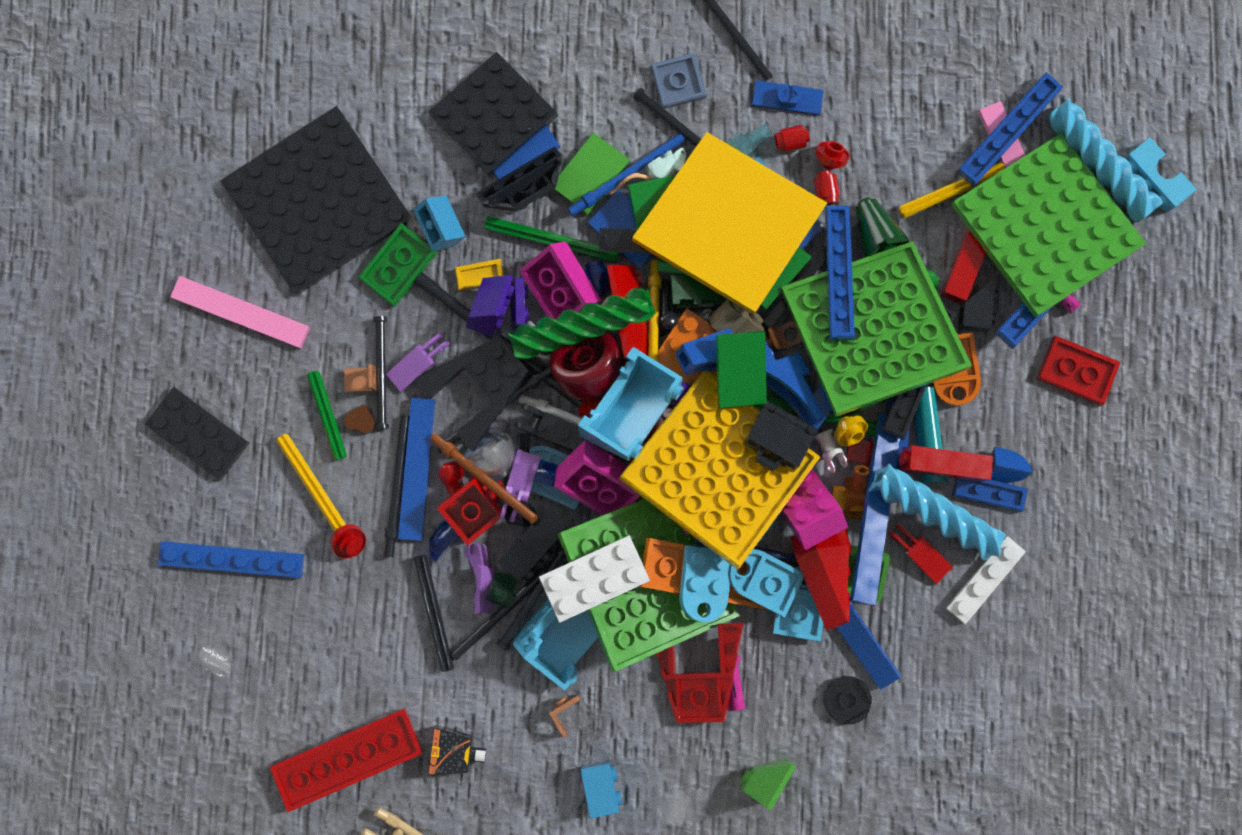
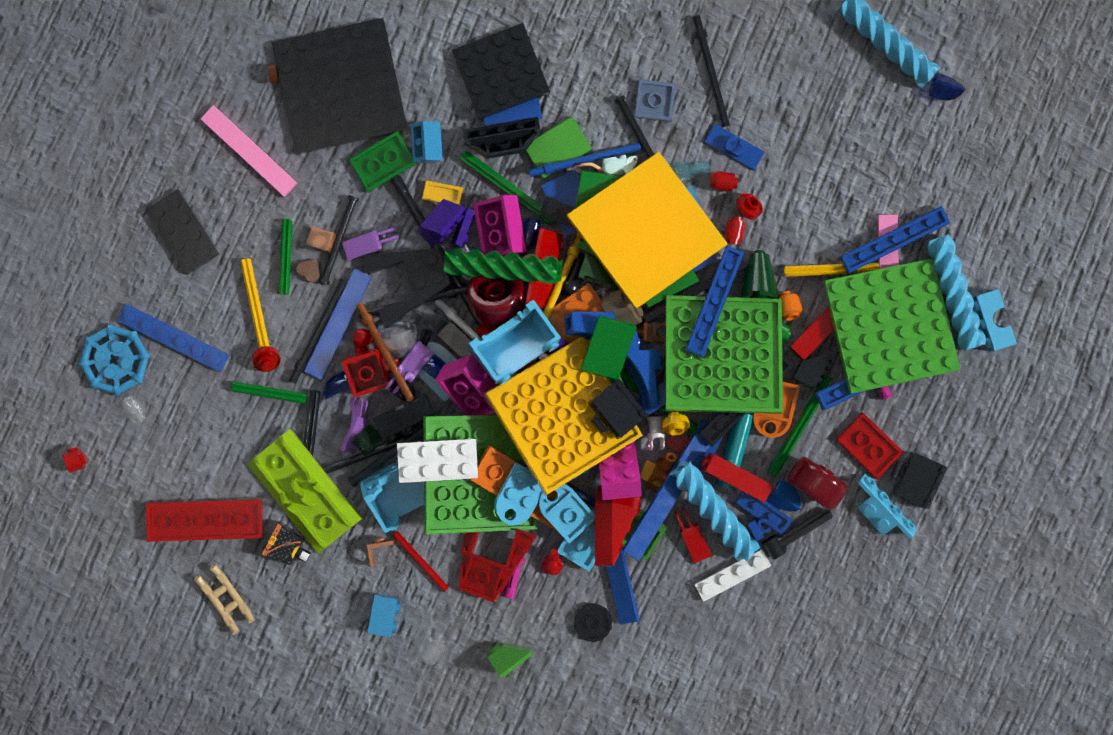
camera: 20 degrees right, 5 degrees up
(157, 614) = (110, 370): none -> dark azure plate
(166, 748) = (75, 459): none -> red plate
(234, 214) = (272, 73): none -> reddish brown tile
(366, 579) = (269, 392): none -> green axle
(451, 678) = (304, 491): none -> lime hinge
(619, 708) = (420, 561): none -> red bar
(773, 649) = (552, 563): none -> red animal
(926, 246) = (790, 305): none -> orange head
(990, 382) = (798, 429): none -> green axle
(993, 515) = (757, 529): none -> blue tile
(1022, 524) = (777, 545): none -> black axle
(1042, 433) = (817, 483): none -> dark red wheel
(1125, 440) = (882, 511): none -> medium azure bracket
(1151, 386) = (919, 479): none -> black piece

